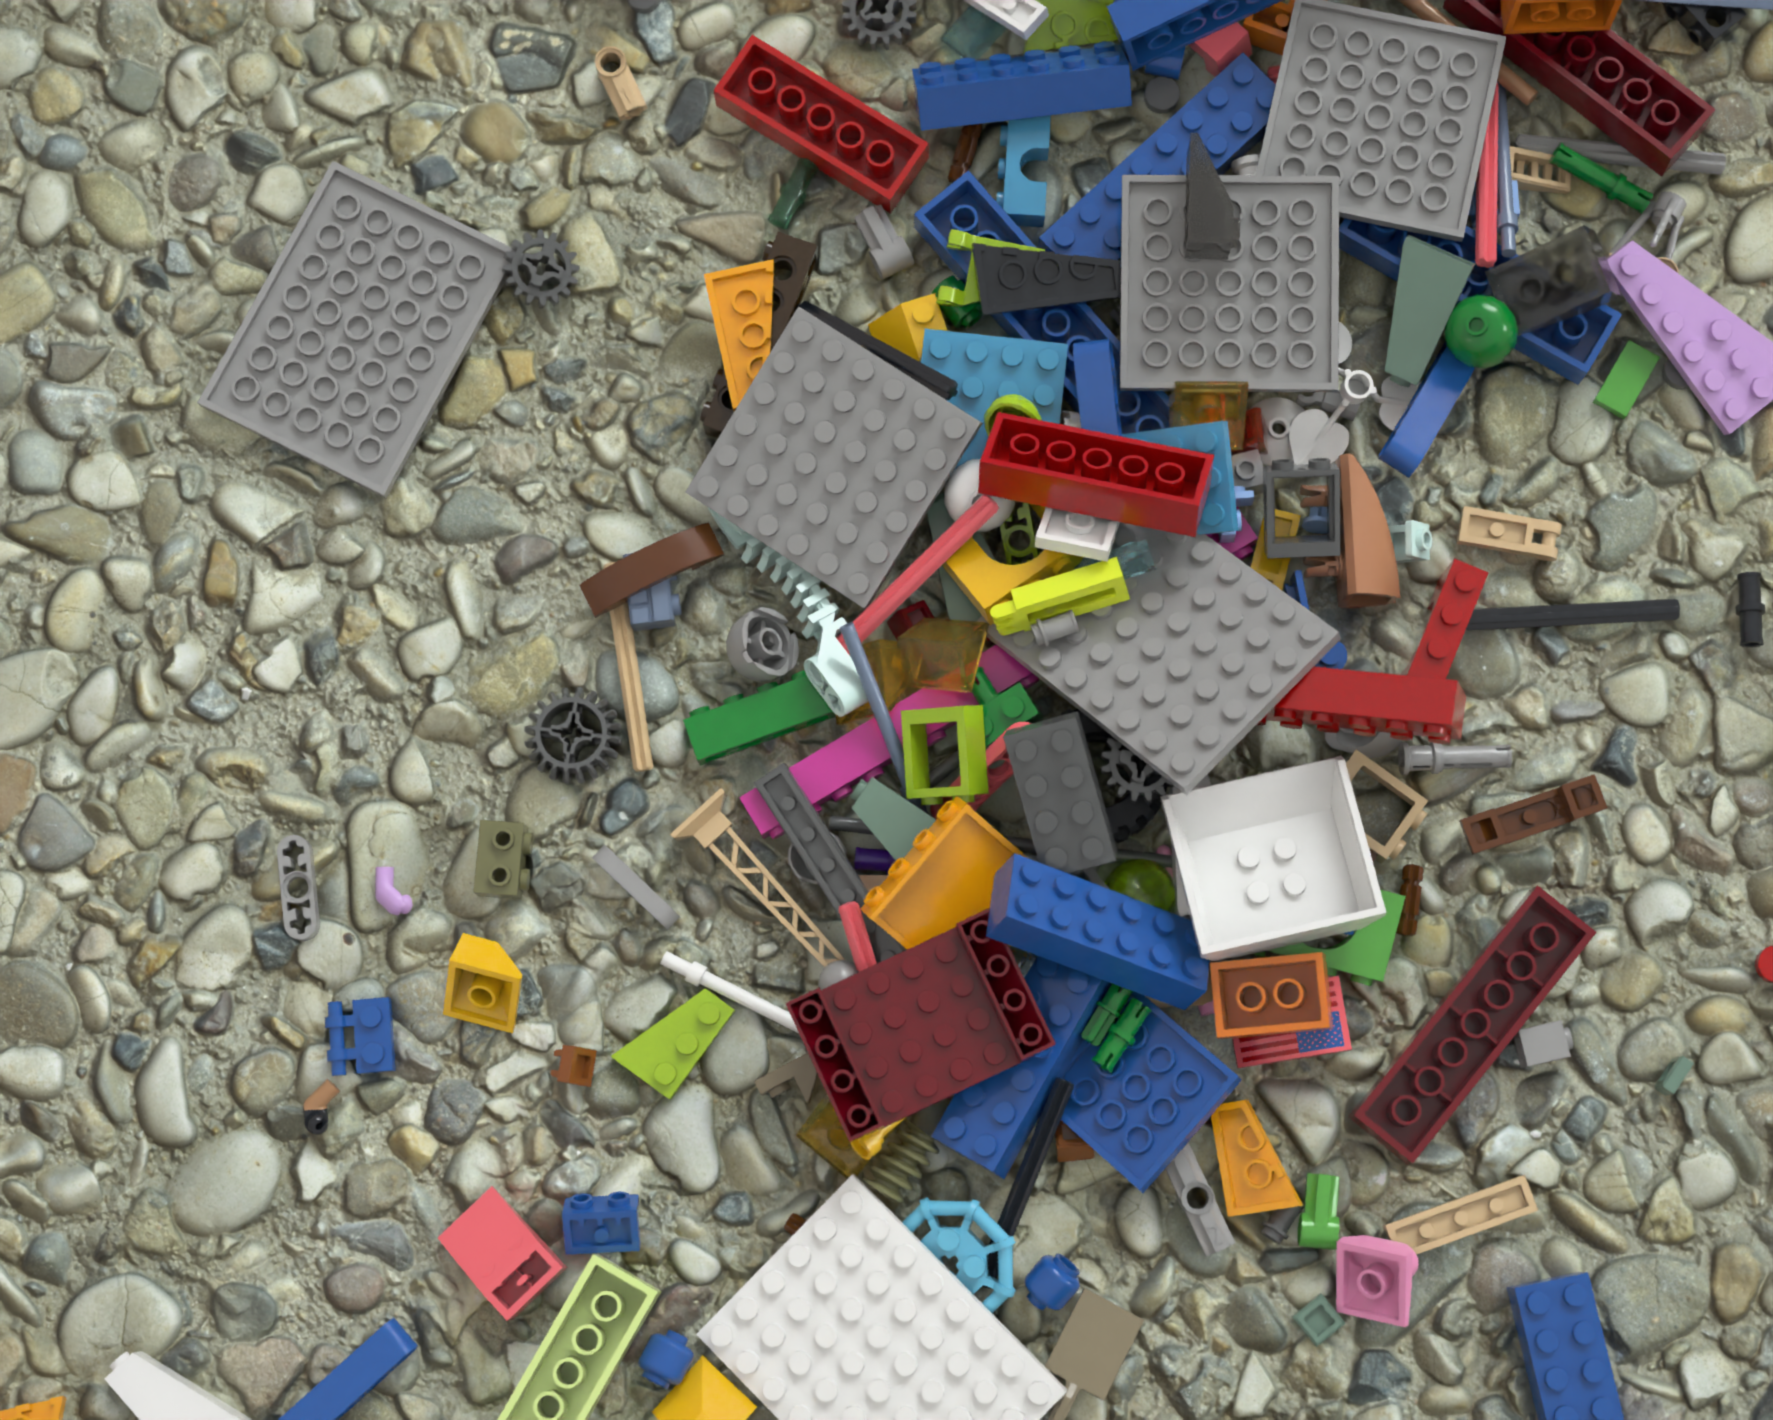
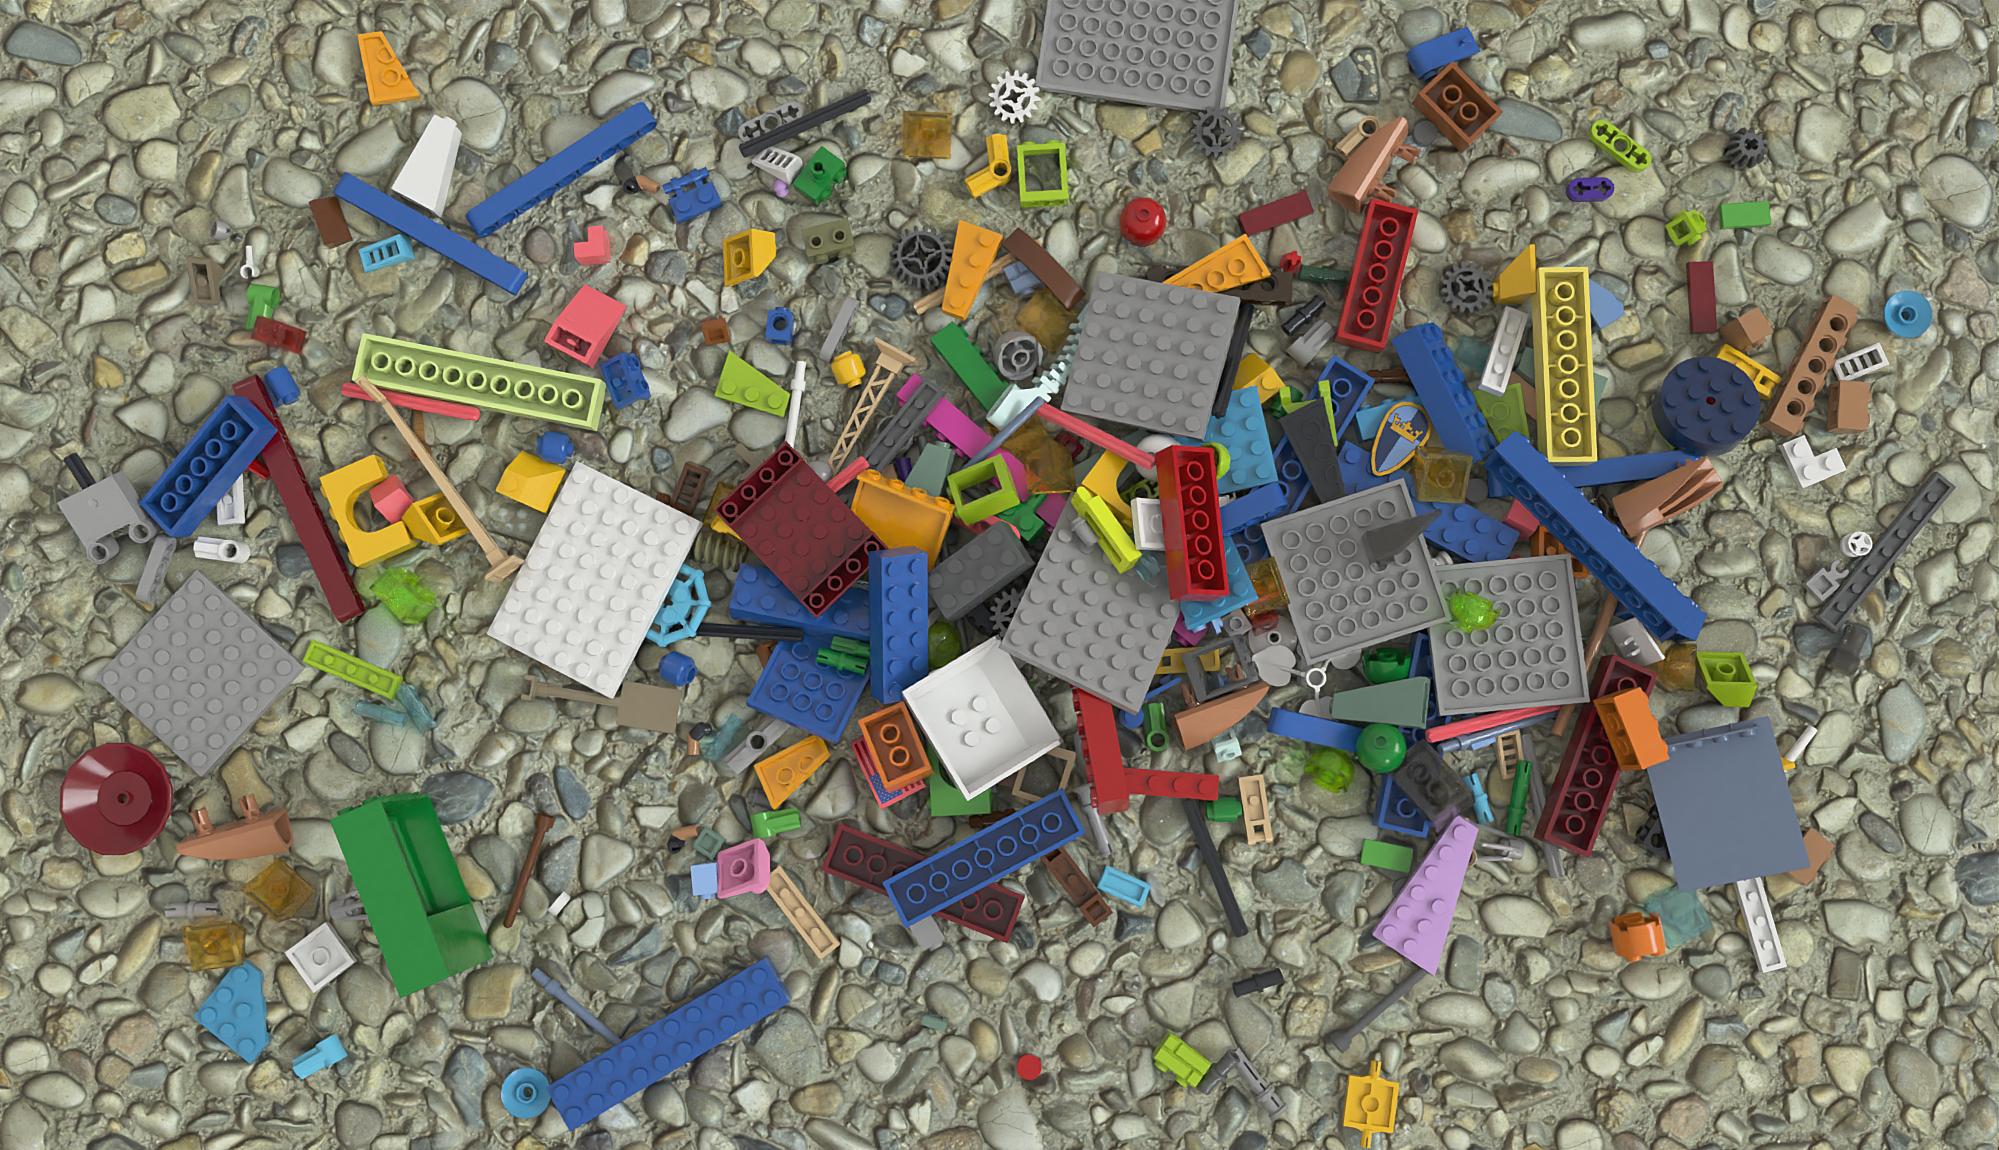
camera: 65 degrees right, 5 degrees up
(255, 1218) = (561, 170): none -> blue beam
(316, 838) = (804, 123): none -> black axle
(376, 896) = (785, 174): none -> white slope
(395, 1205) = (596, 250): none -> coral piece
(398, 669) = (927, 134): none -> clear yellow slope
(403, 841) = (820, 176): none -> green brick
(406, 529) = (1027, 93): none -> white gear
(466, 581) = (998, 158): none -> yellow piece
(548, 538) = (1042, 198): none -> lime window
(602, 664) = (972, 258): none -> light orange wing
(617, 973) = (783, 336): none -> blue brick
(630, 412) = (1142, 221): none -> red cylinder
(670, 94) = (1367, 165): none -> nougat piece
(684, 229) = (1276, 213): none -> dark red tile
(698, 892) = (848, 369): none -> yellow head
(724, 590) = (1046, 320): none -> clear yellow slope
(759, 231) = (1291, 262): none -> red piece
(769, 1157) = (704, 471): none -> reddish brown slope
(841, 239) = (1303, 315): none -> black pin
(1059, 165) = (1398, 435): none -> shield
(1130, 127) = (1440, 474): none -> clear yellow slope
(1156, 1287) = (695, 735): none -> arm
(1173, 1248) = (723, 737): none -> clear light blue pin
(1297, 1360) = (680, 836): none -> arm
(1336, 144) = (1472, 611): none -> clear neon green cylinder
(1351, 627) = (1155, 724): none -> bright green piece
(1367, 289) = (1386, 665): none -> green cylinder
(1372, 1339) = (705, 879): none -> light blue brick
(1470, 923) = (983, 858): none -> blue brick
(1486, 411) = (1331, 769): none -> clear neon green cylinder
(1501, 575) = (1223, 810): none -> green brick
(1560, 749) = (1123, 886): none -> medium azure tile
(1606, 230) = (1481, 805): none -> medium azure pin

